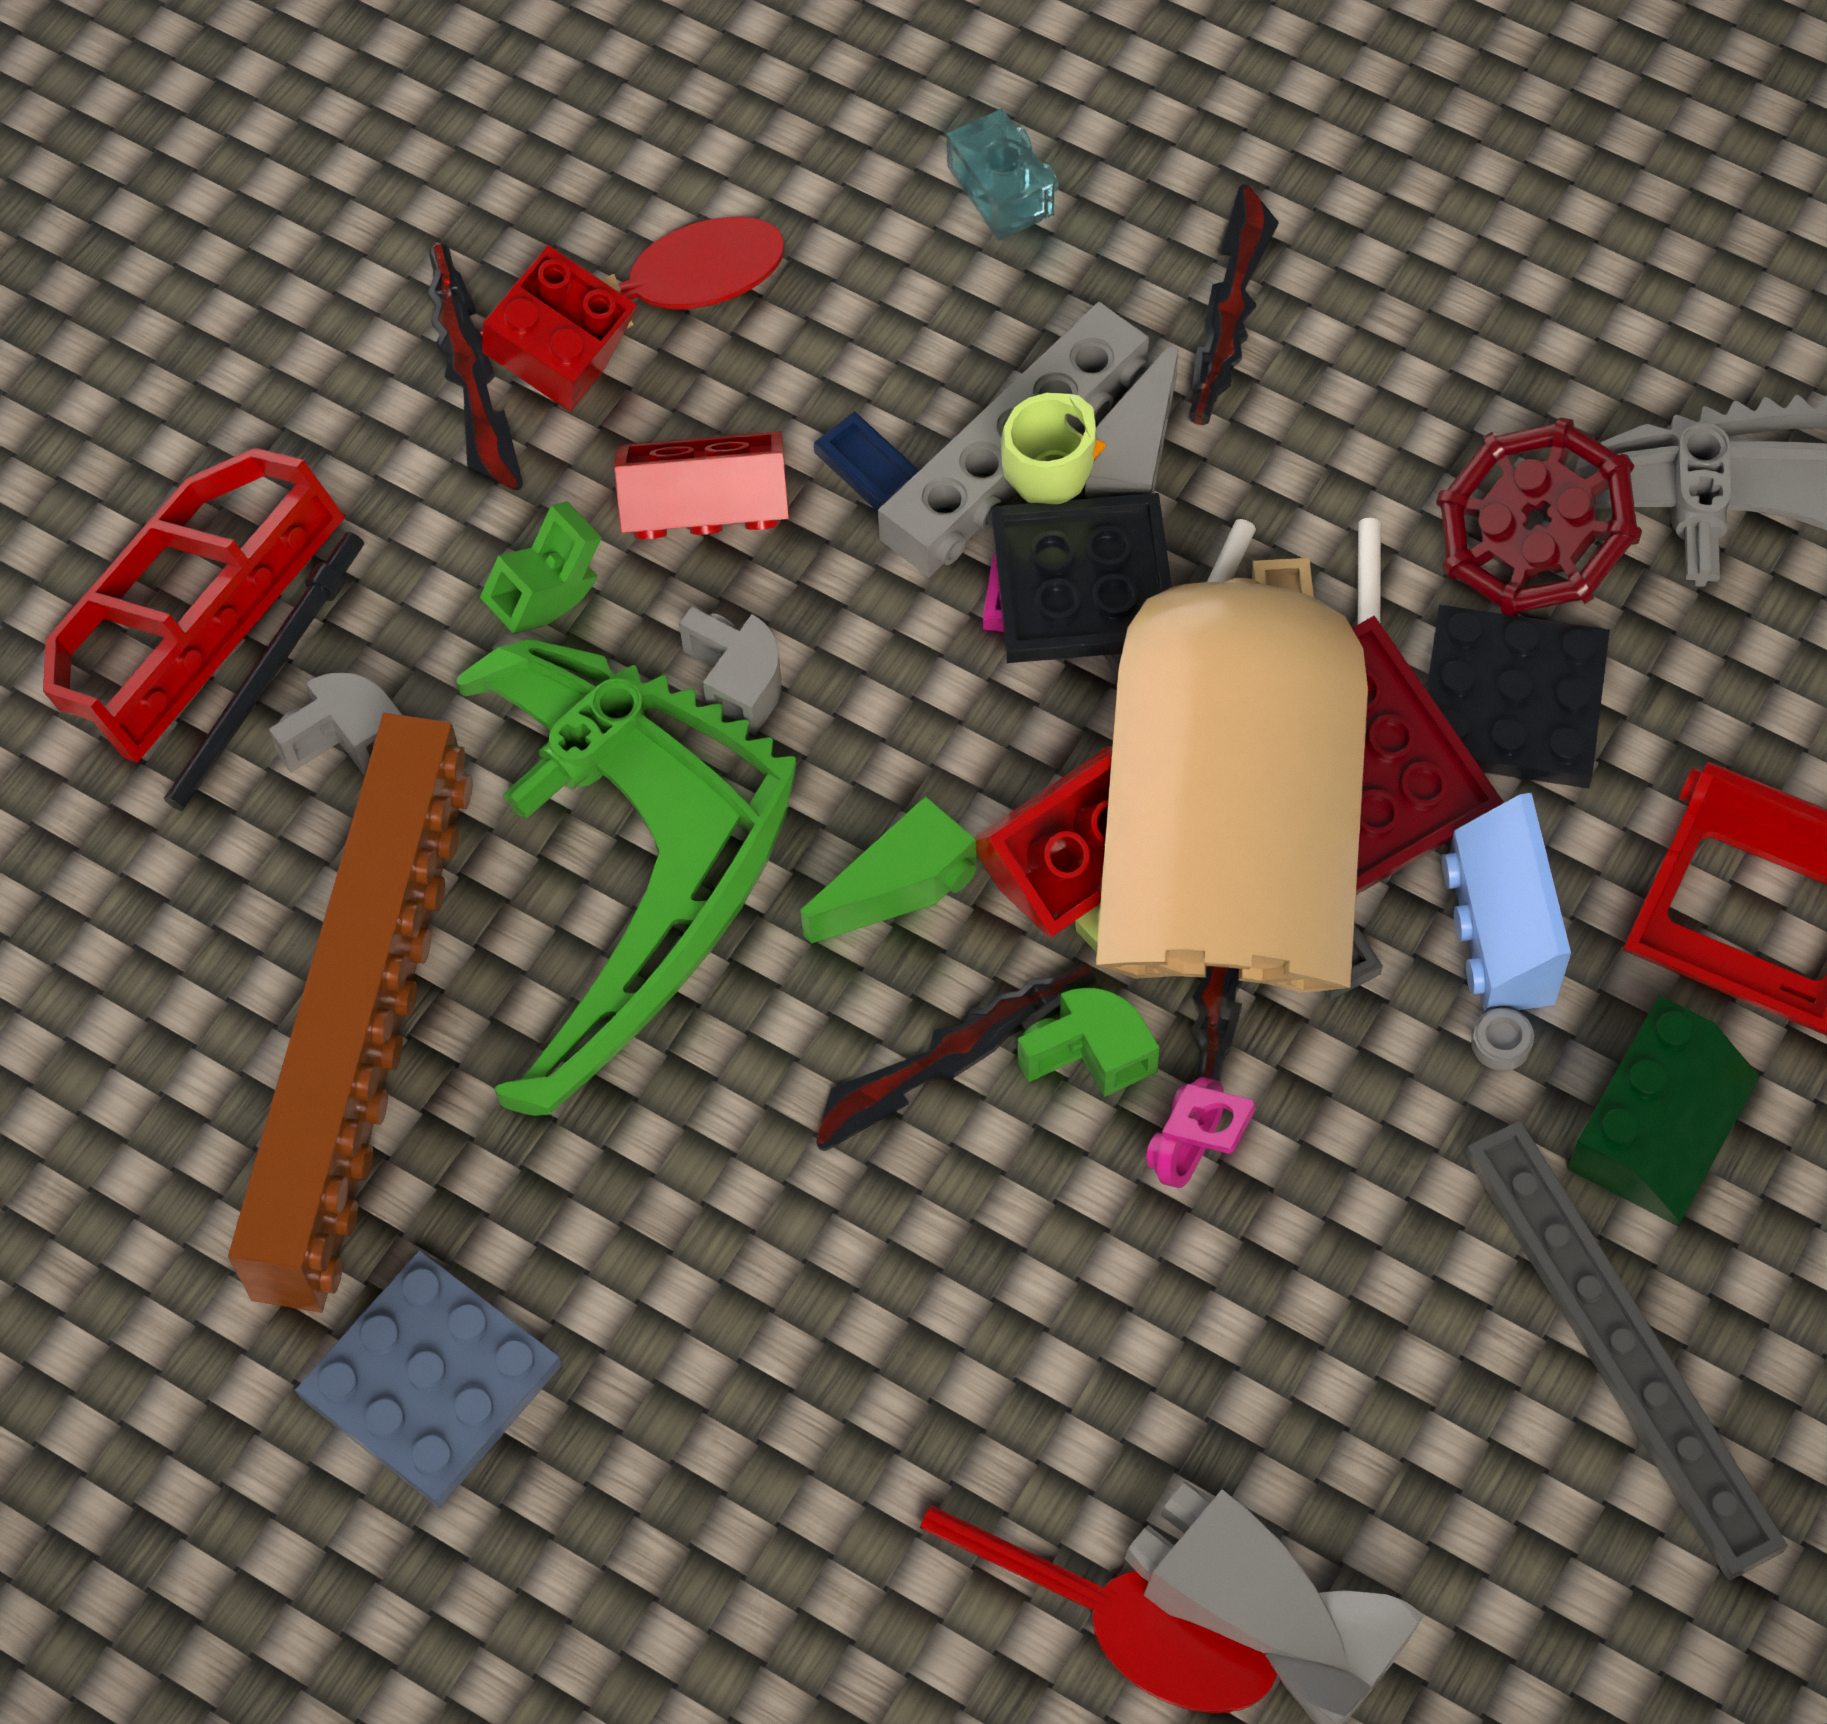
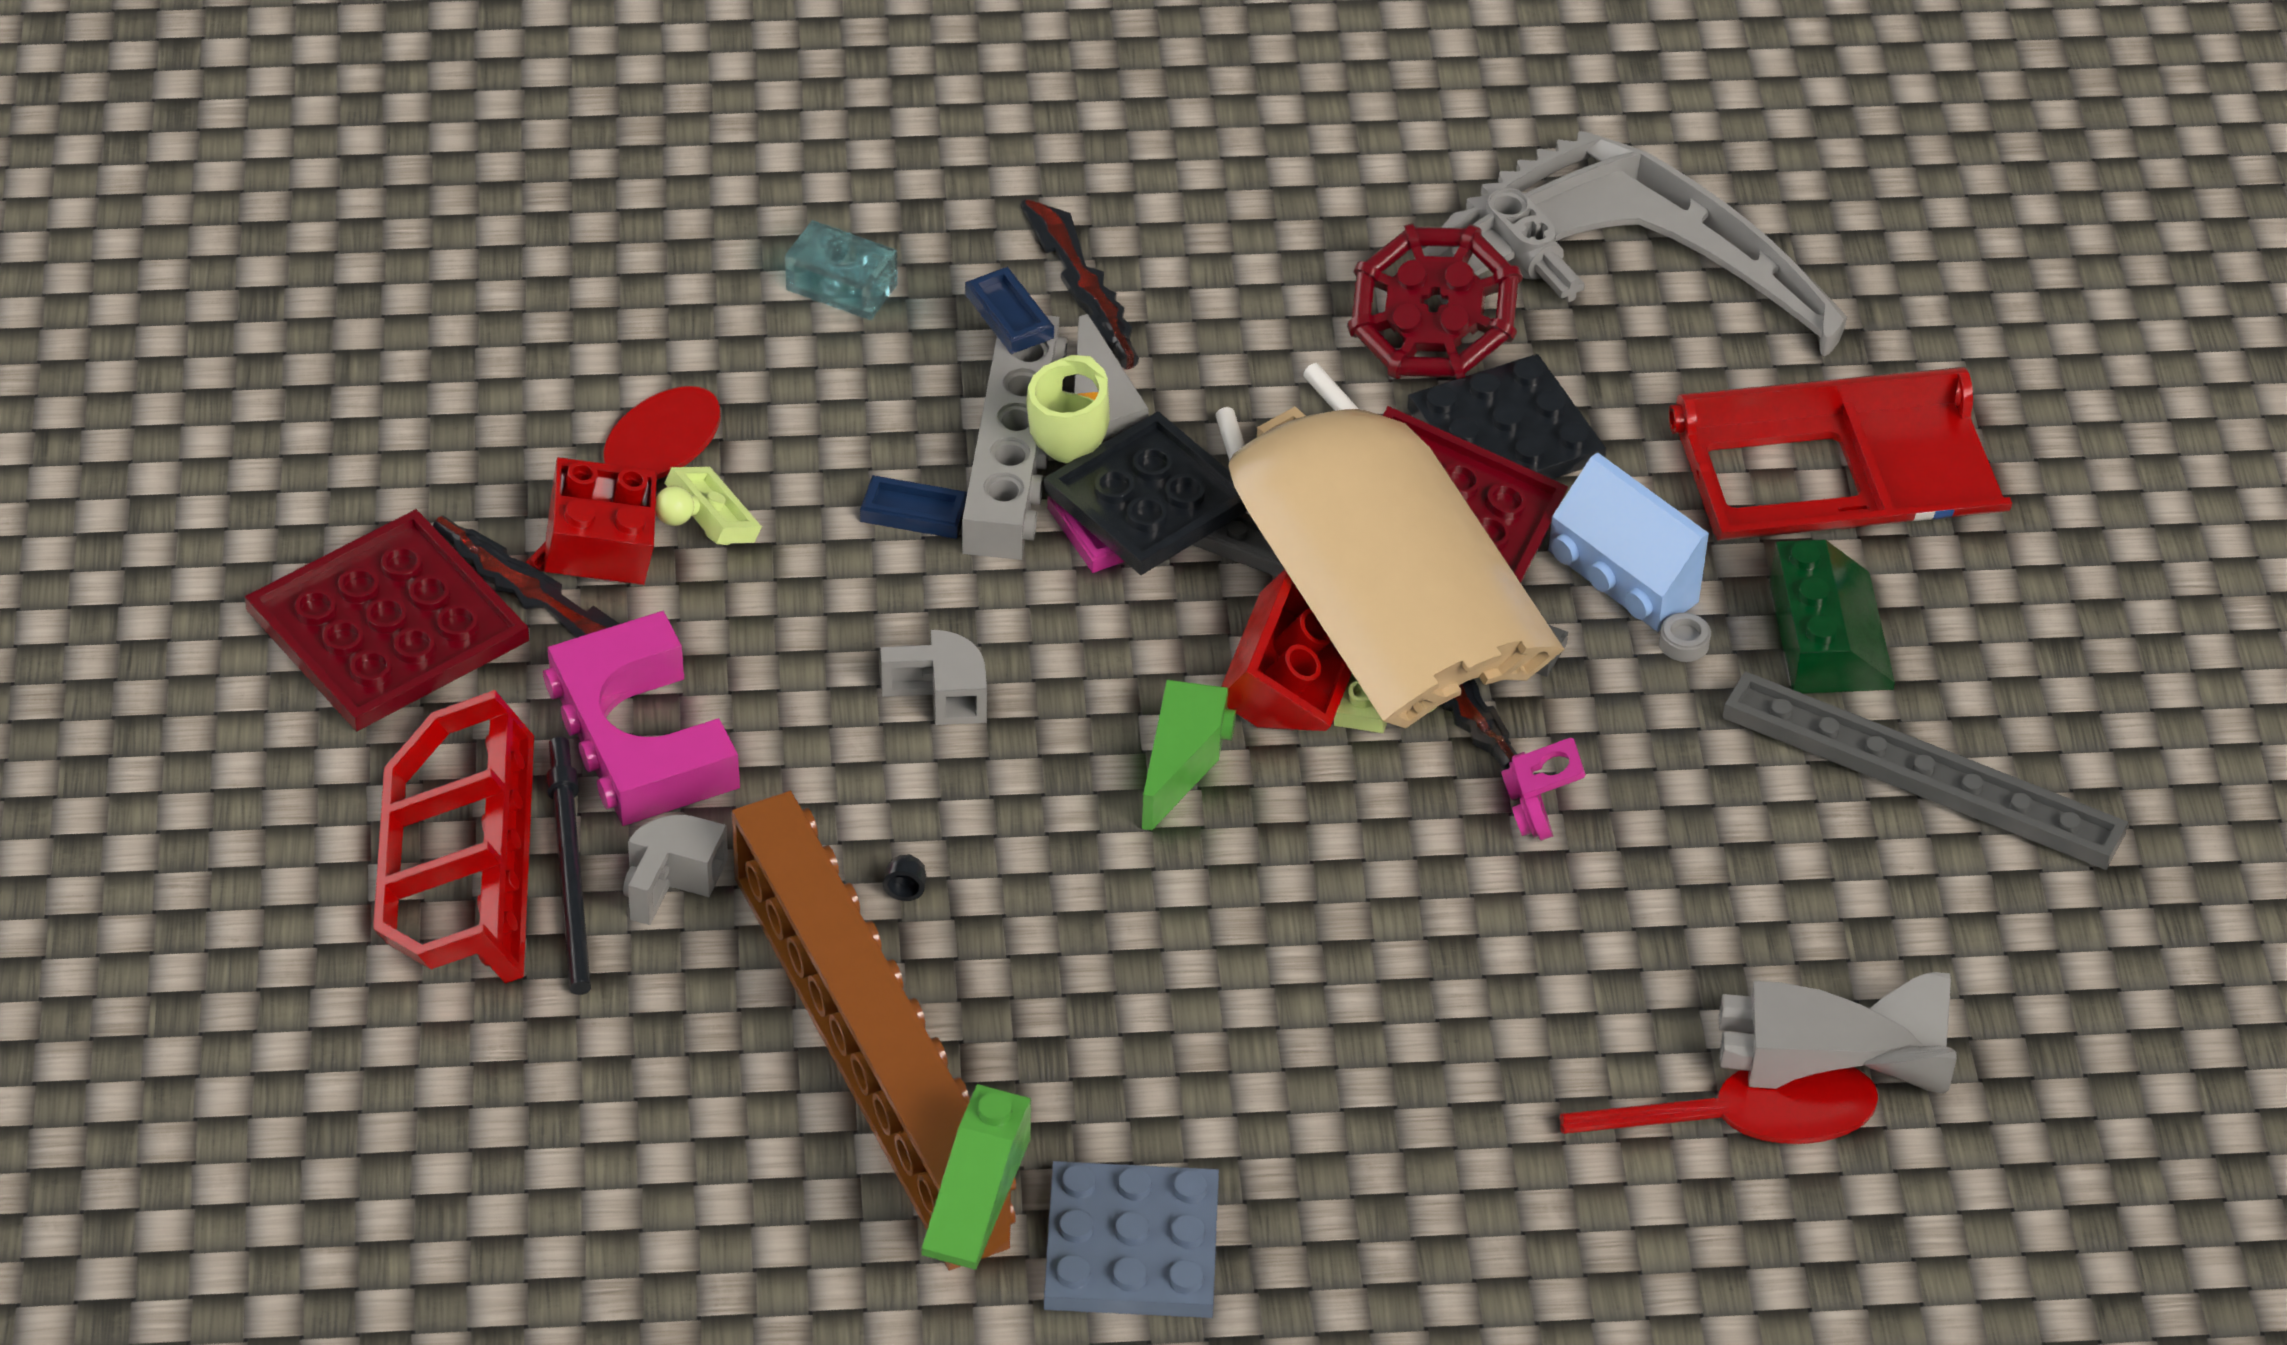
camera: 40 degrees left, 15 degrees down
(256, 1251) = (978, 1175): none -> bright green slope
(311, 326) = (386, 619): none -> dark red plate
(423, 490) = (636, 772): none -> dark pink arch
(536, 860) = (905, 878): none -> black hinge
(547, 580) = (744, 679): bright green brick -> none
(678, 361) = (710, 502): none -> yellowish green plate
(680, 802) = (990, 781): bright green piece -> none
(701, 484) = (804, 573): slope -> none
(952, 1051) = (1318, 839): black sword -> none
(1100, 1031) = (1418, 769): bright green brick -> none
(1101, 305) = (1009, 310): none -> dark blue tile

